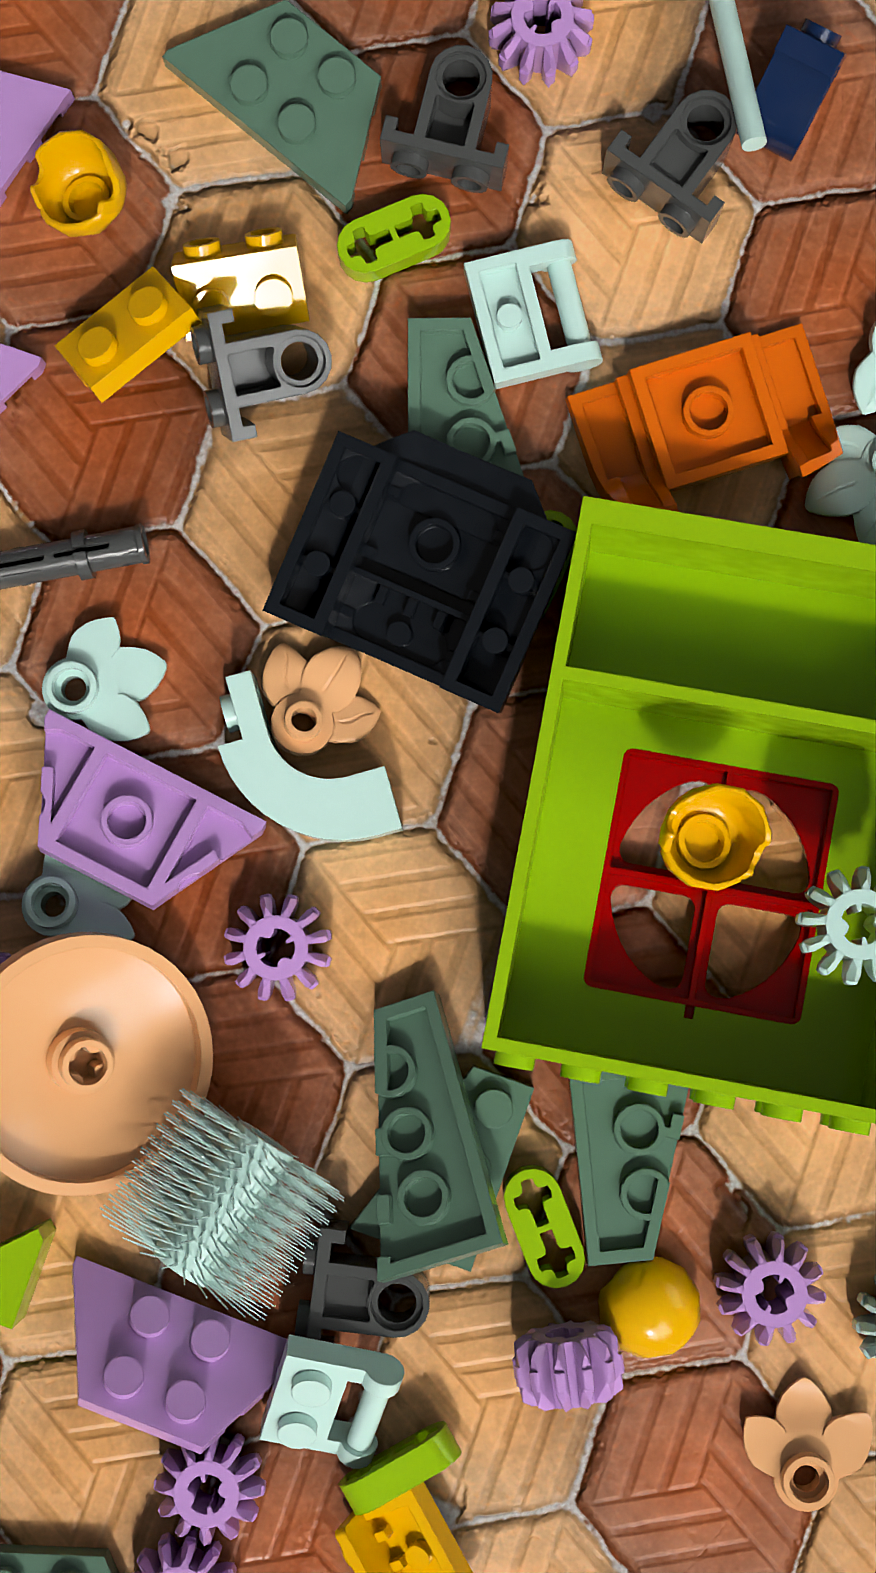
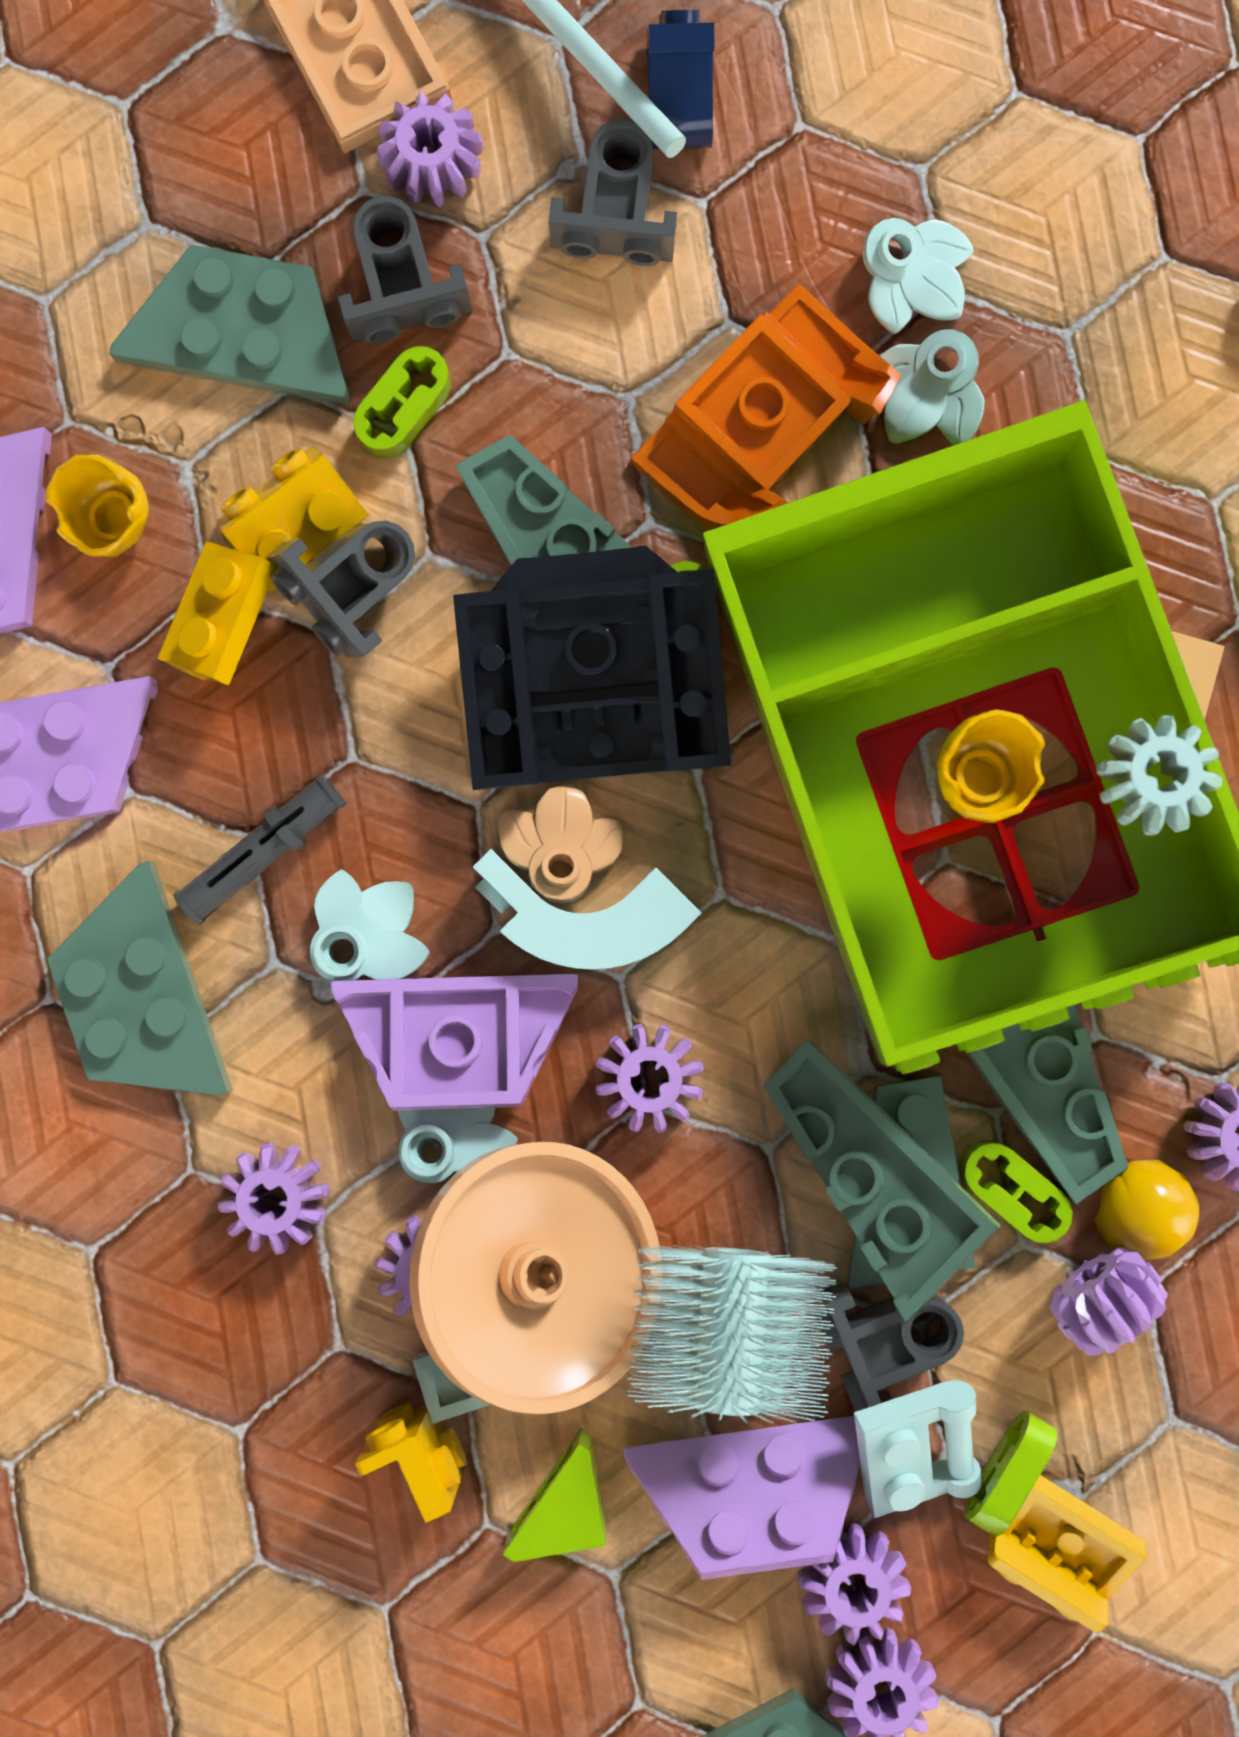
camera: 30 degrees left, 0 degrees up
(512, 318) = (544, 414): light aqua plate -> none

